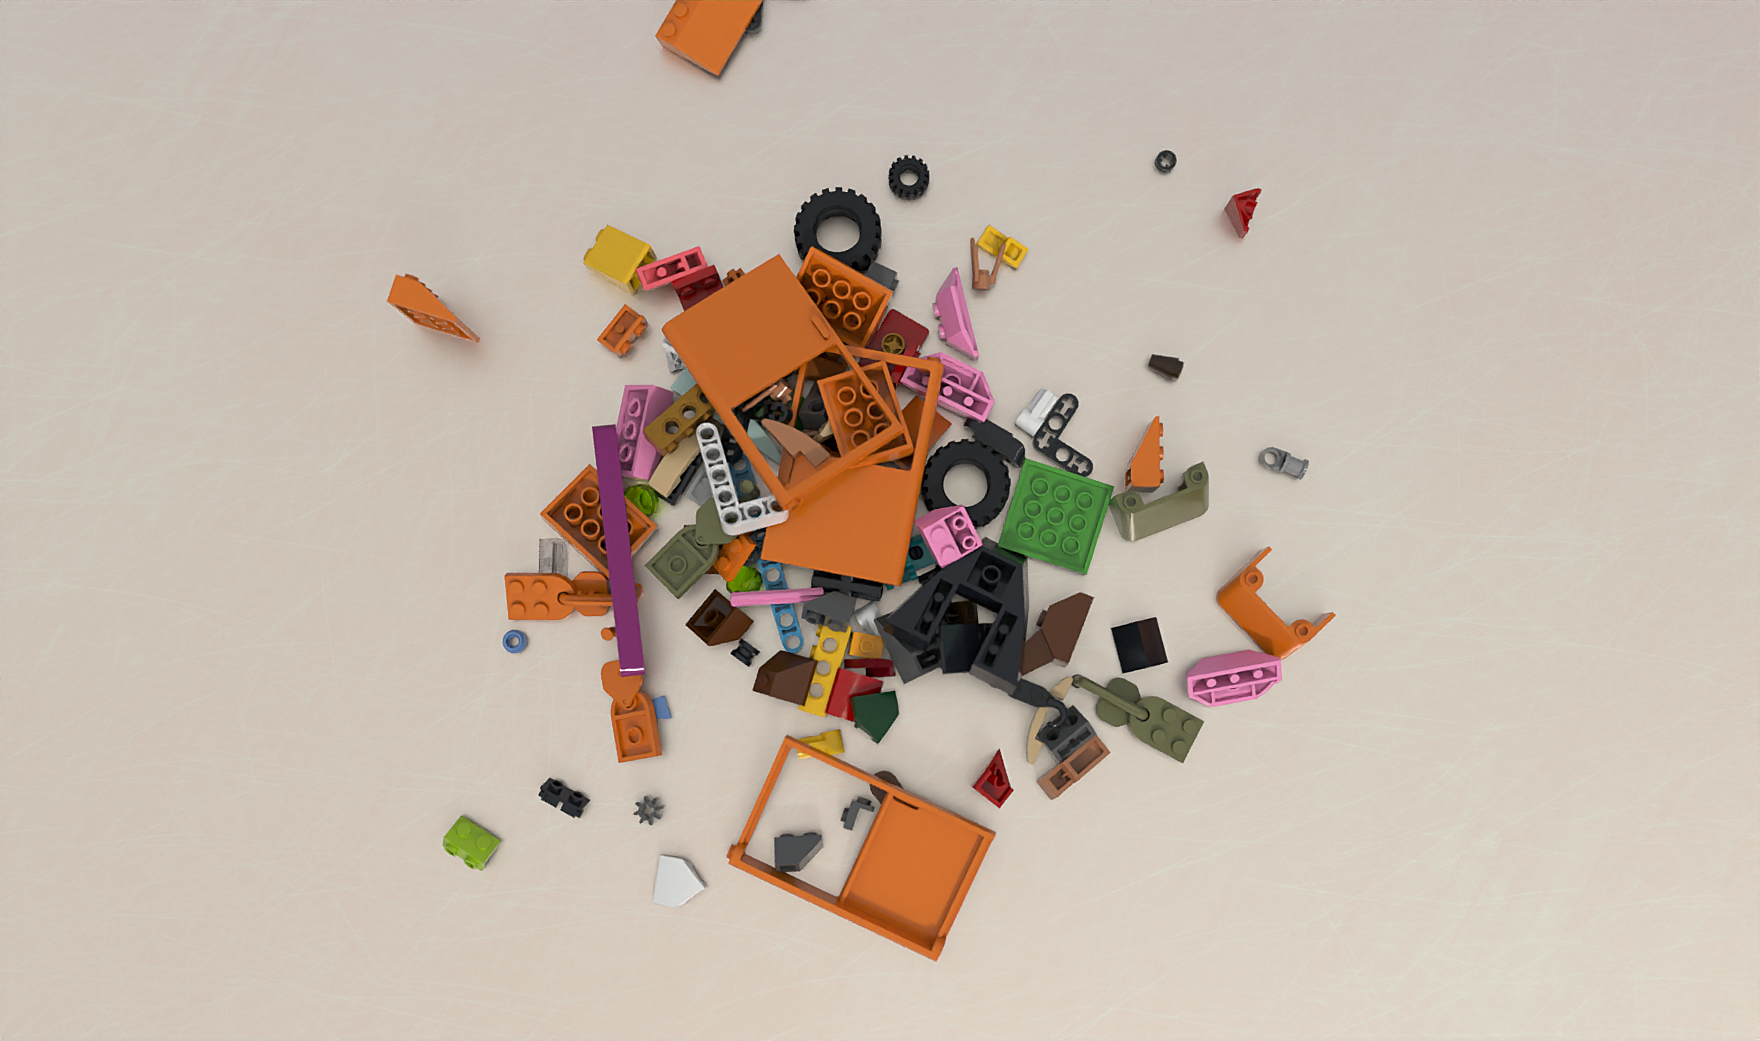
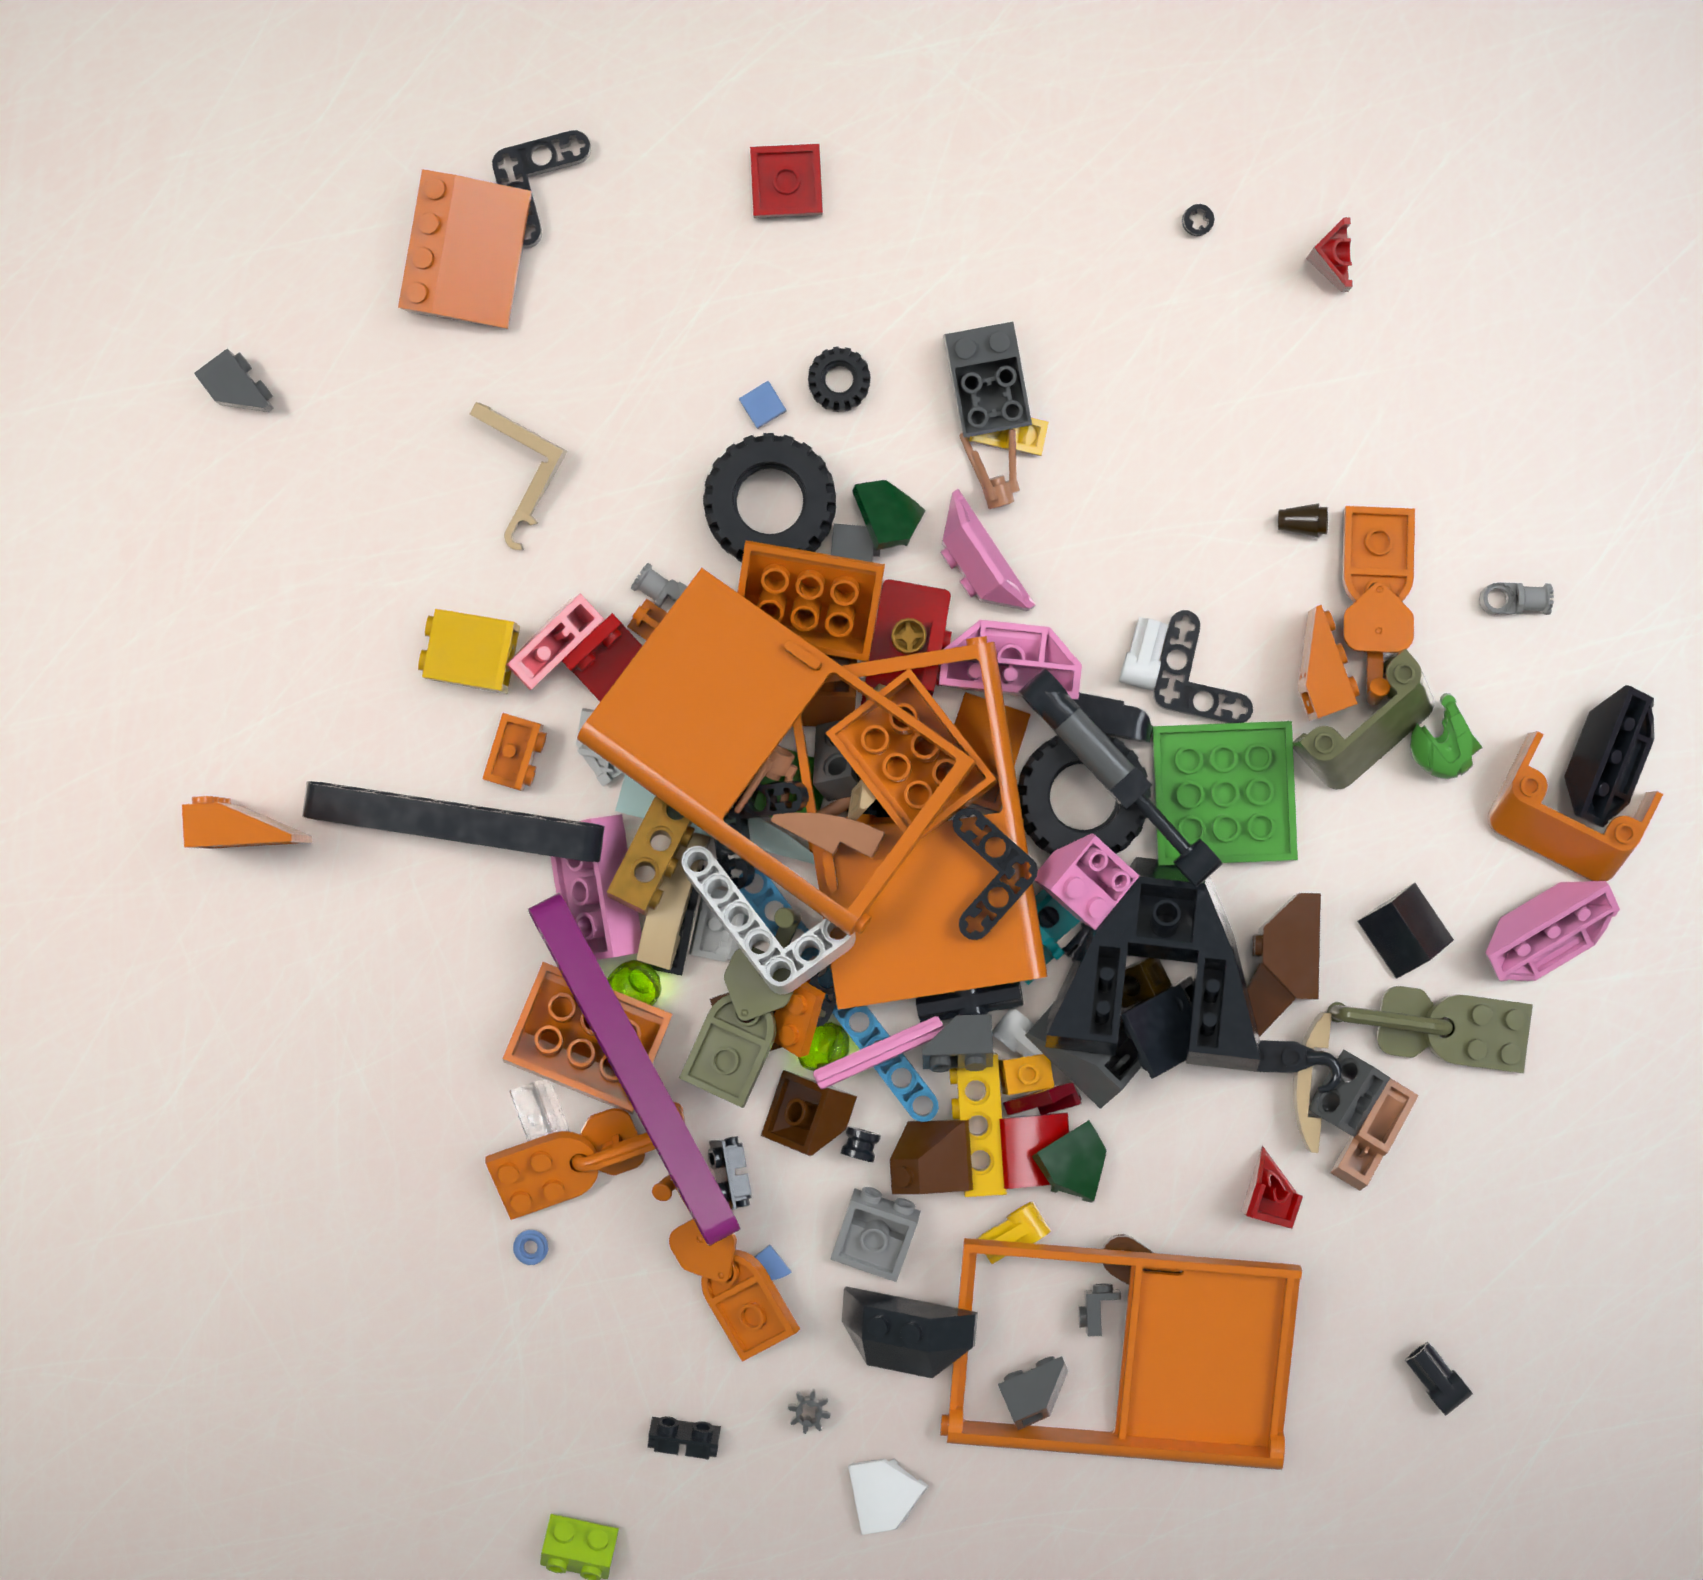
camera: 25 degrees left, 5 degrees up
(537, 48) = (231, 385): none -> dark grey slope
(568, 357) = (453, 821): none -> black beam
(656, 631) = (724, 1158): none -> hinge
(705, 171) = (543, 475): none -> tan hinge
(728, 782) = (907, 1332): none -> black wedge
(733, 712) = (876, 1233): none -> light grey plate
(746, 259) = (657, 586): none -> light grey connector
(856, 176) = (762, 404): none -> medium blue tile
(898, 503) = (1002, 864): none -> black beam
(908, 267) = (887, 513): none -> dark green slope
(921, 48) = (786, 180): none -> red plate
(989, 469) = (1112, 769): none -> black piece
(1000, 207) = (987, 379): none -> dark grey slope
(1060, 946) = (1443, 1385): none -> black piece
(1199, 419) = (1379, 555): none -> orange plate
(1208, 542) = (1452, 750): none -> bright green helmet
(1310, 580) = (1610, 755): none -> black wedge

